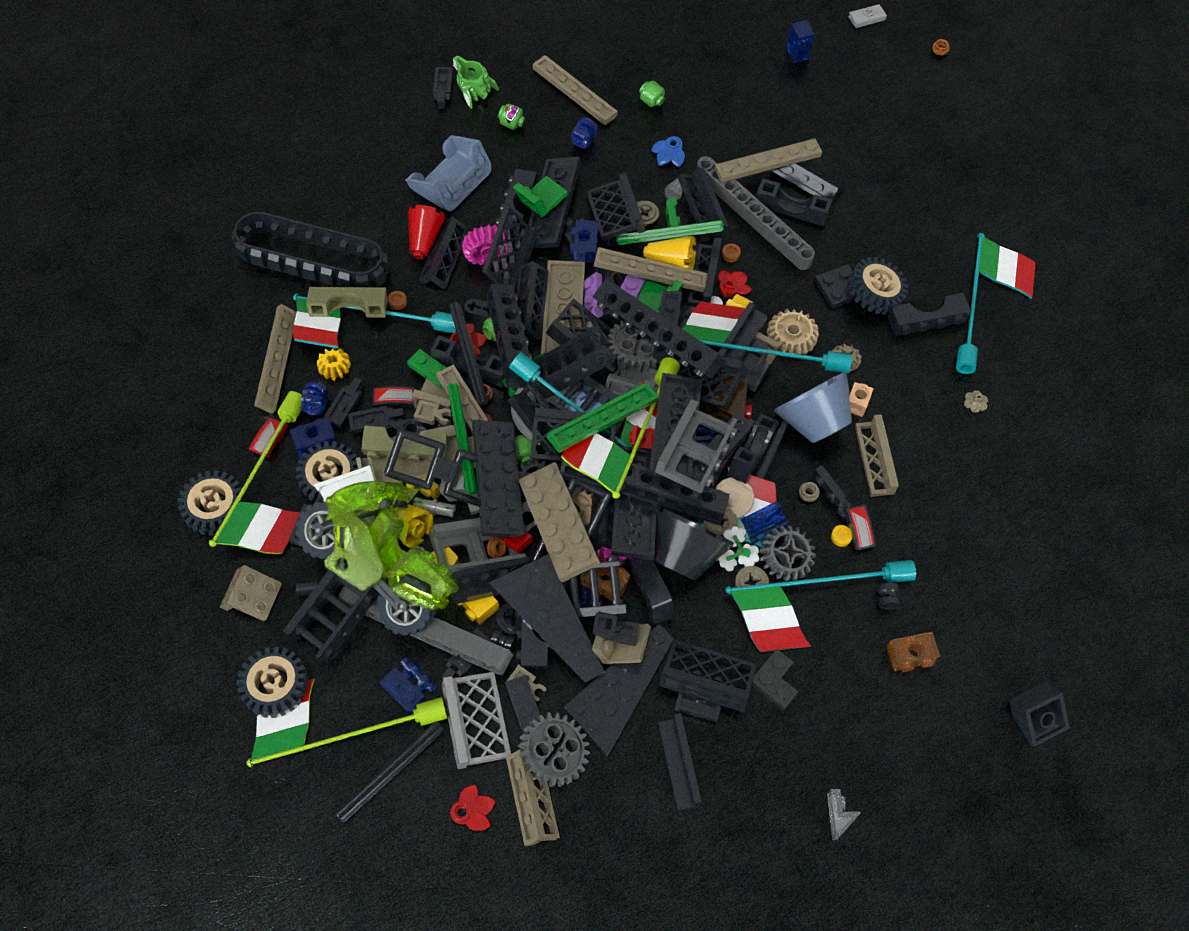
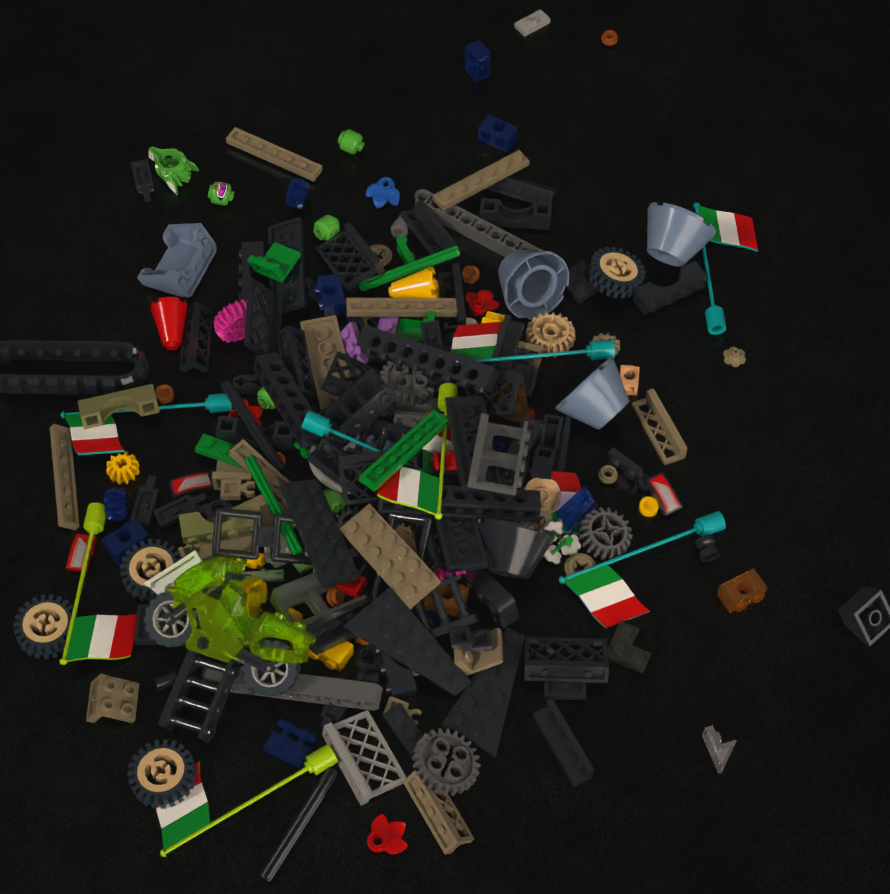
camera: 15 degrees left, 5 degrees down
(602, 173) = (326, 227): none -> bright green head
(795, 285) = (532, 282): none -> sand blue cone
(800, 117) = (497, 133): none -> clear blue brick
(950, 260) = (675, 234): none -> sand blue cone

